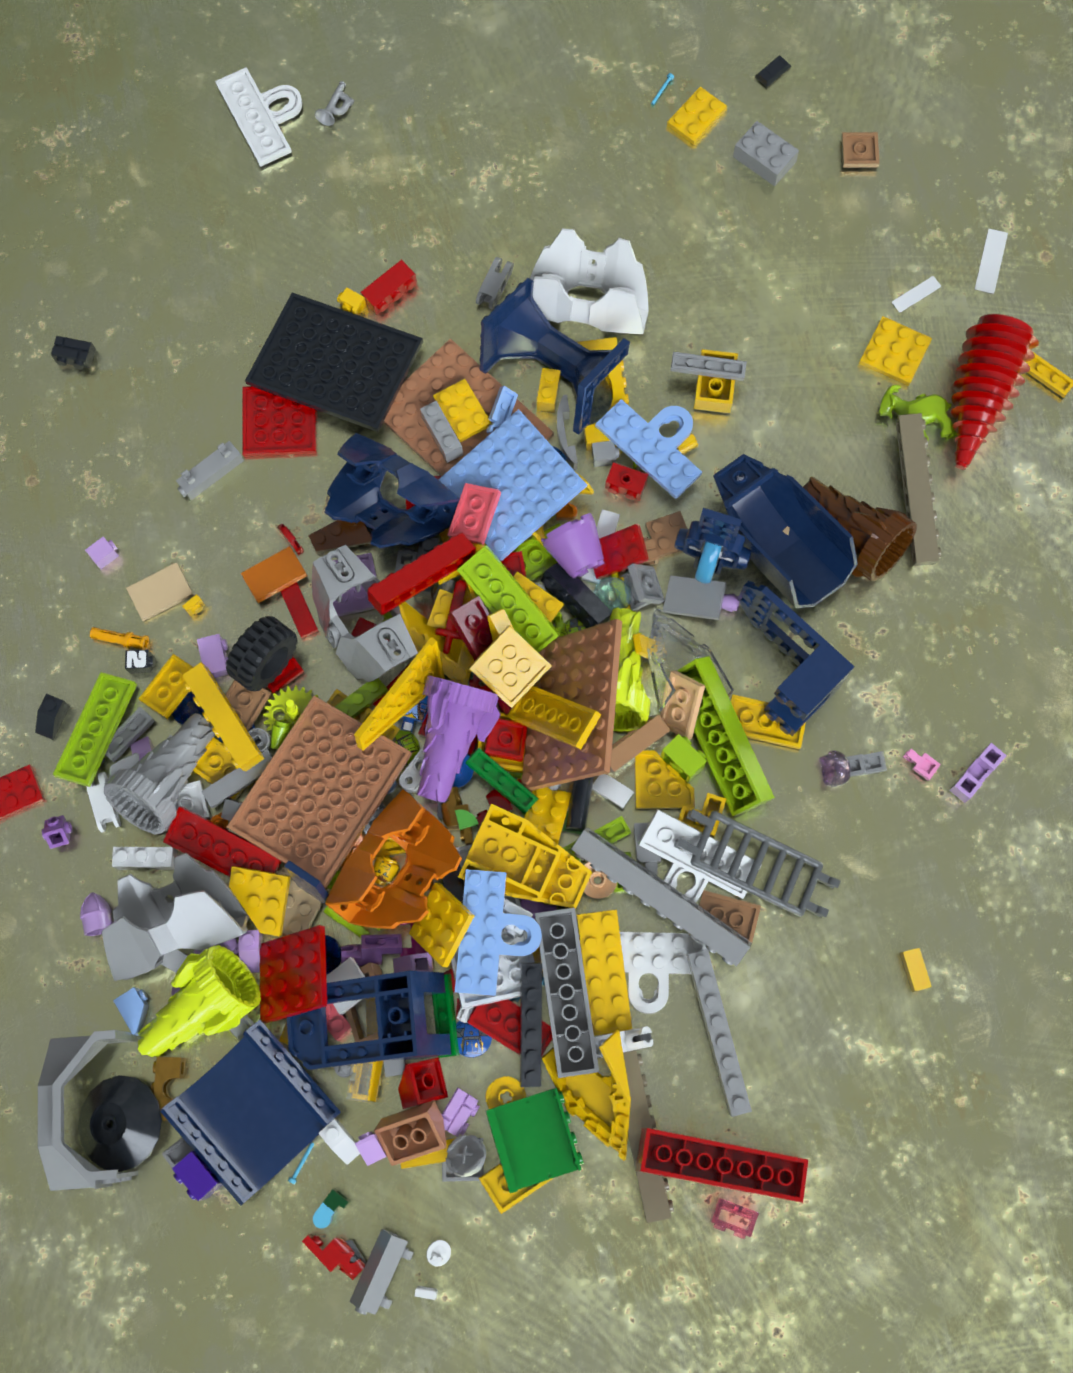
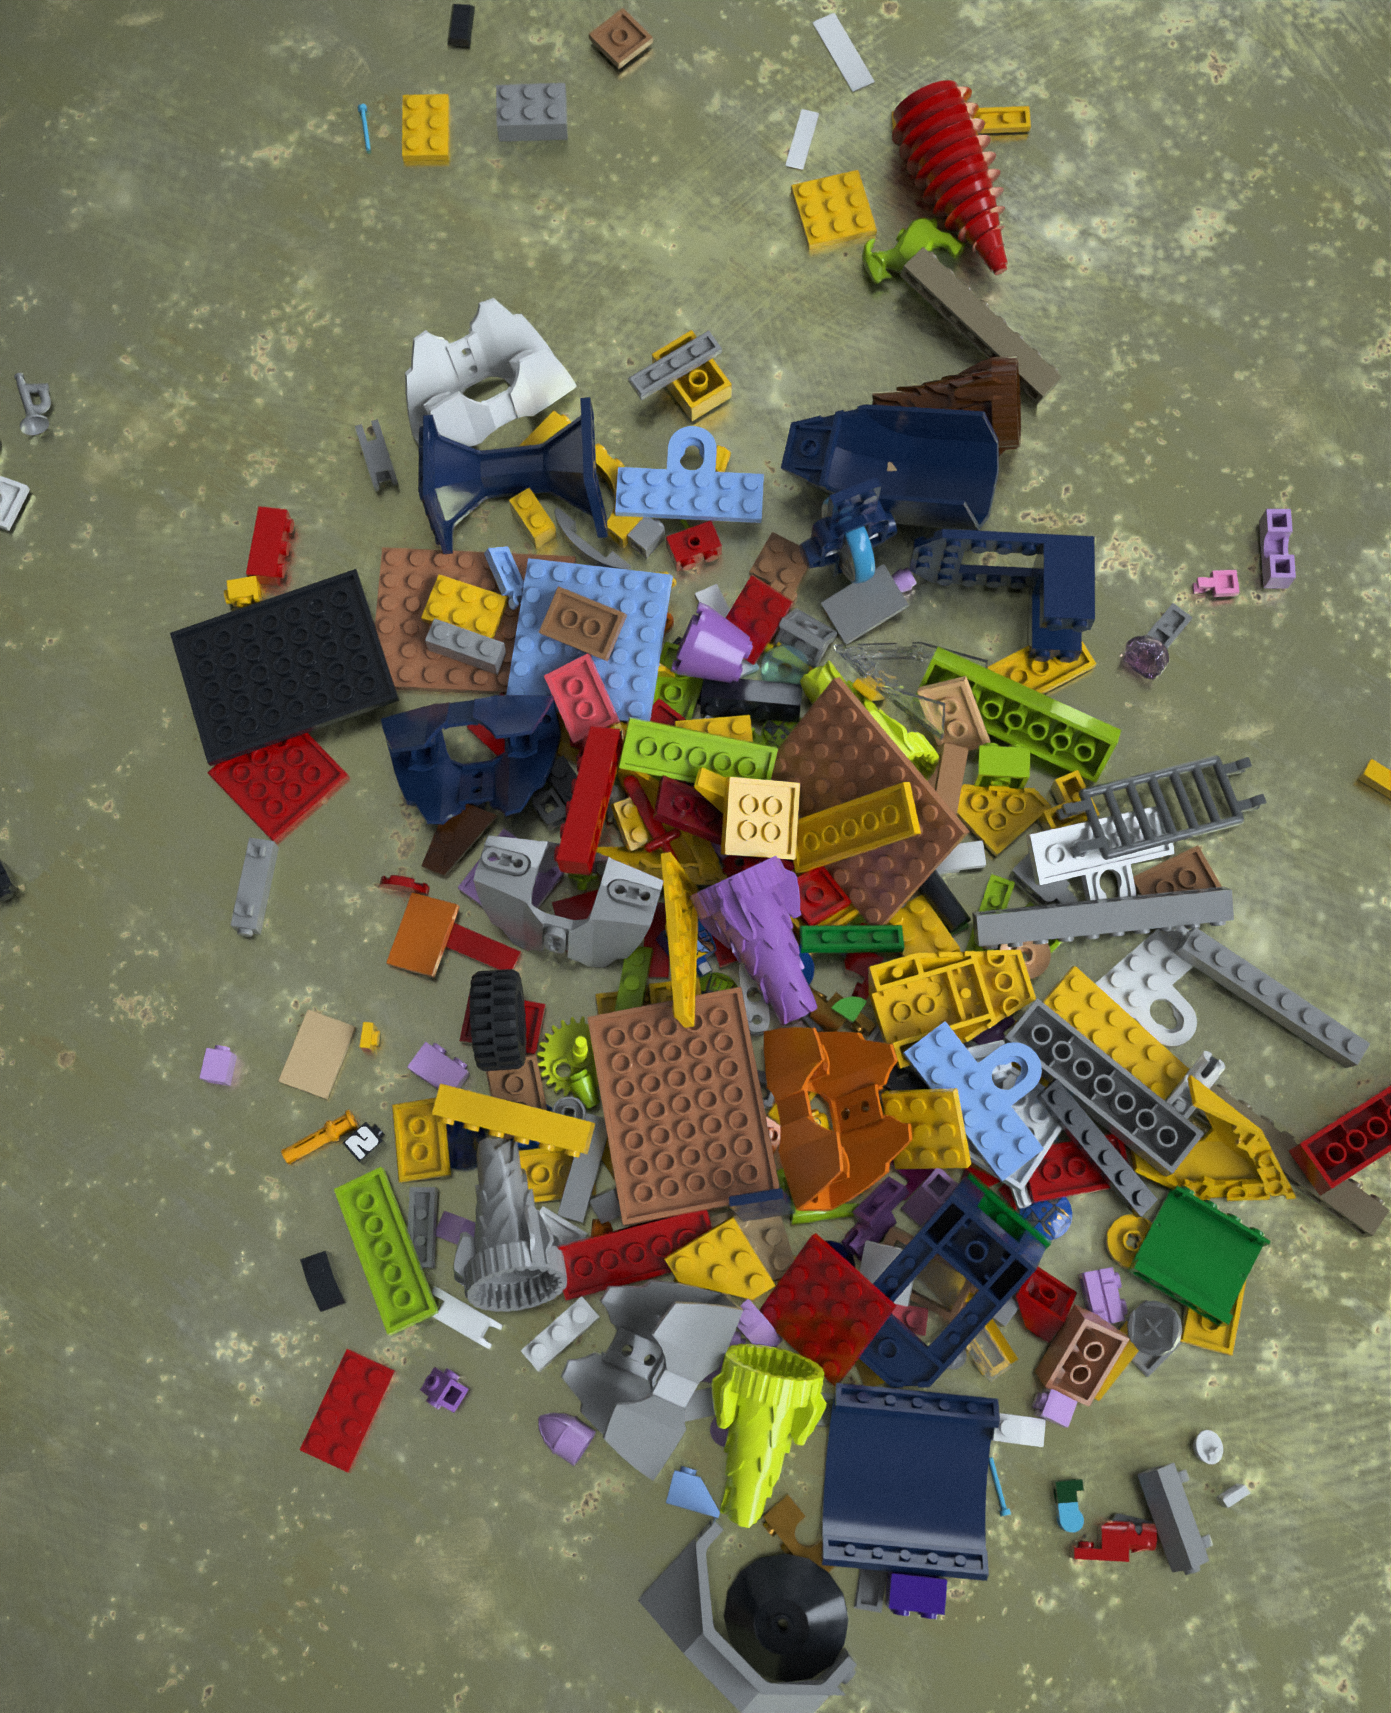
camera: 45 degrees left, 0 degrees up
(512, 470) = (582, 623): none -> medium nougat plate

